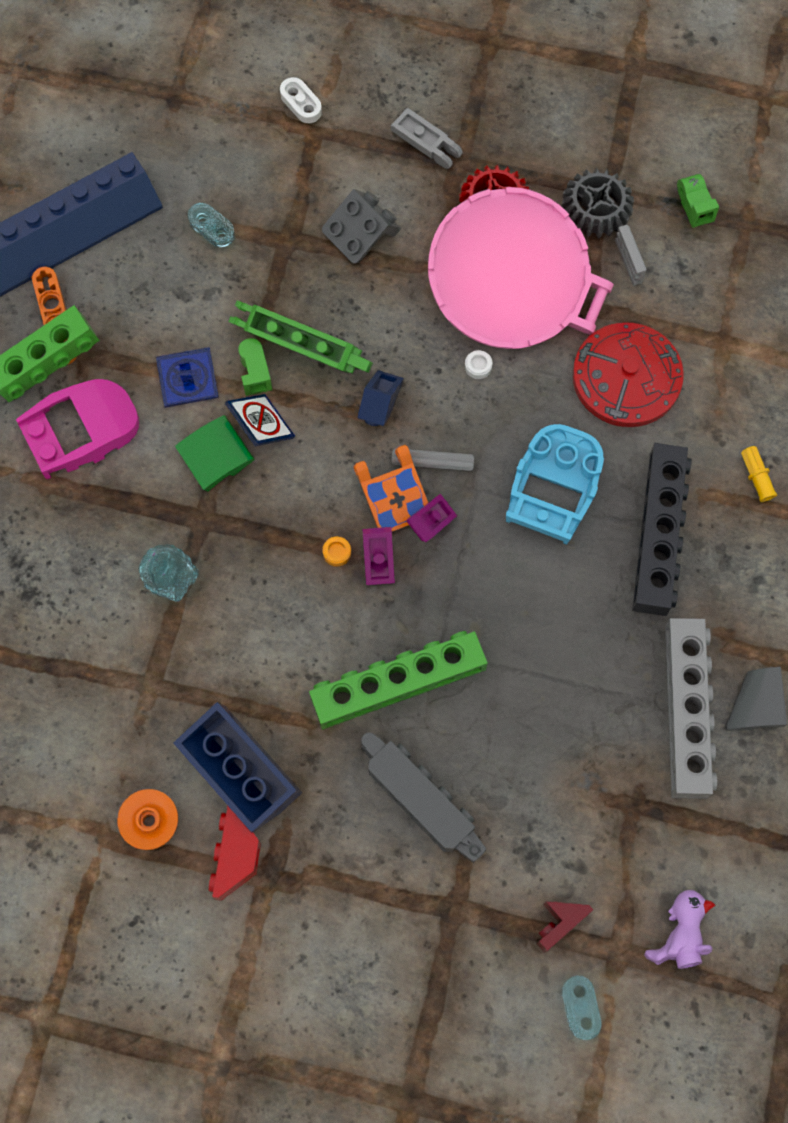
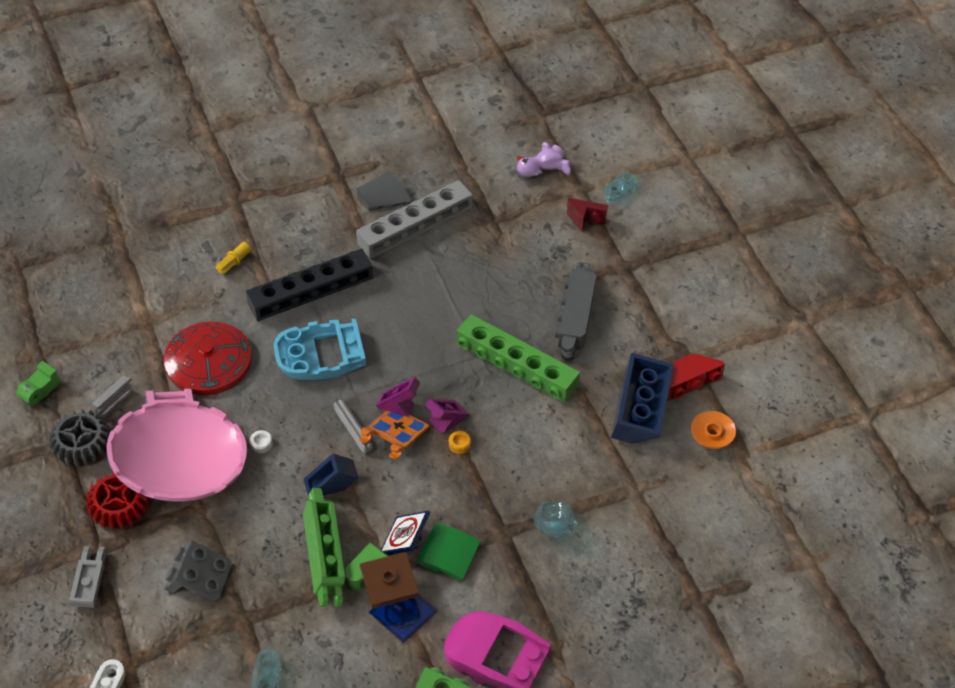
camera: 125 degrees left, 20 degrees down
(213, 367) = (389, 580): none -> reddish brown plate

